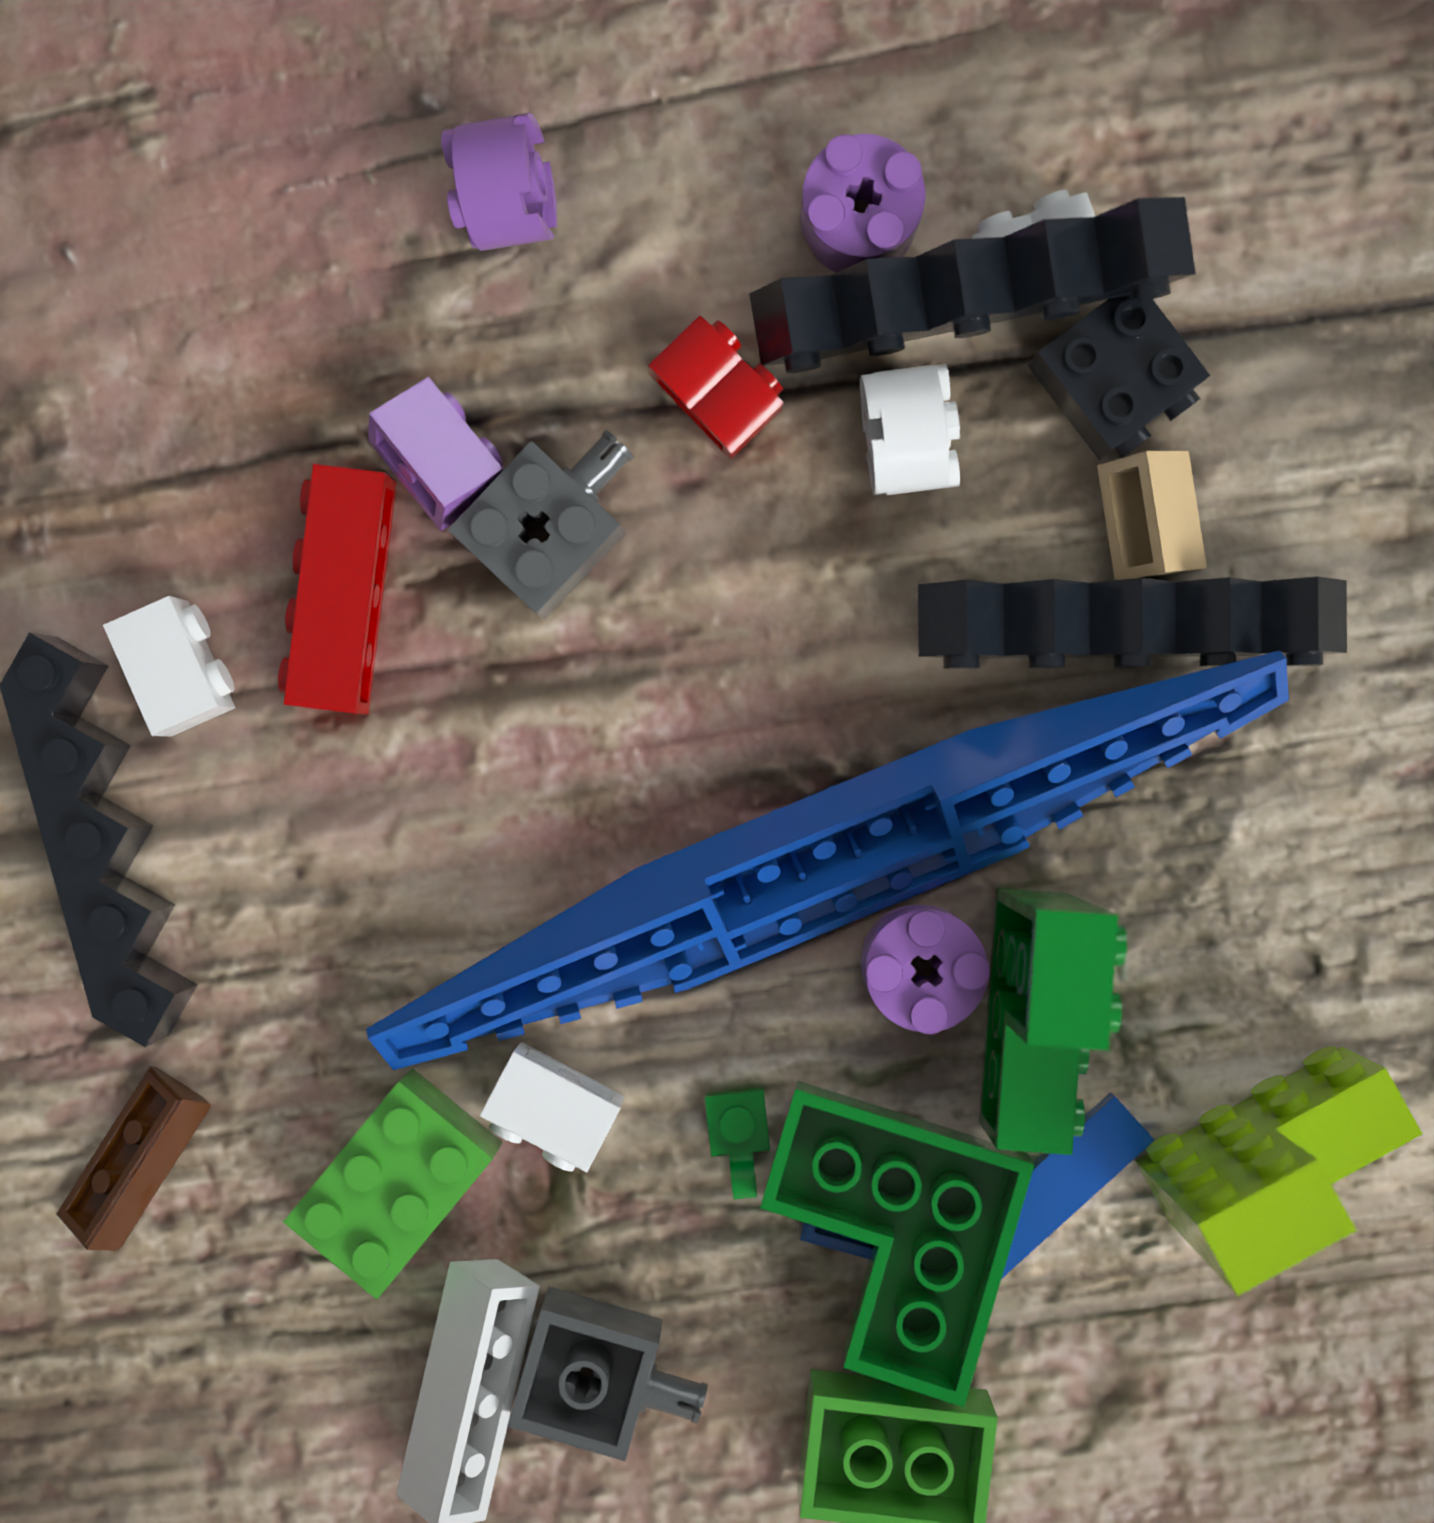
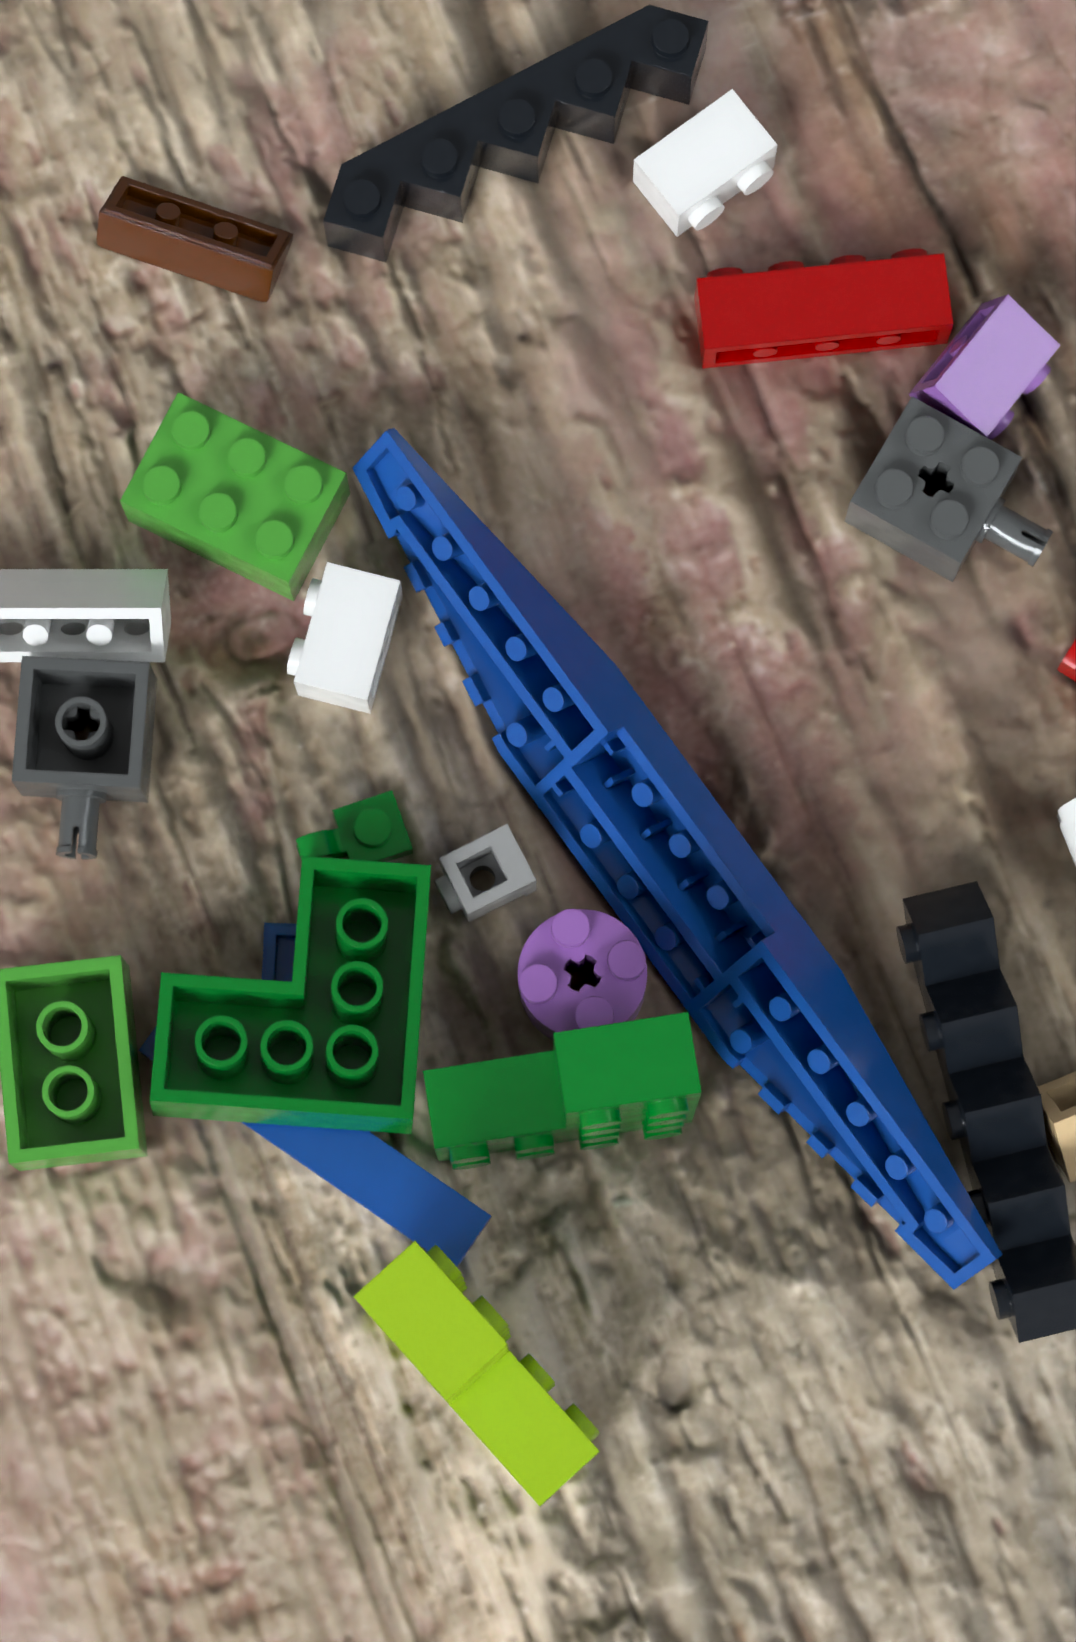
camera: 80 degrees right, 10 degrees down
(807, 1058) = (495, 853): none -> light grey brick

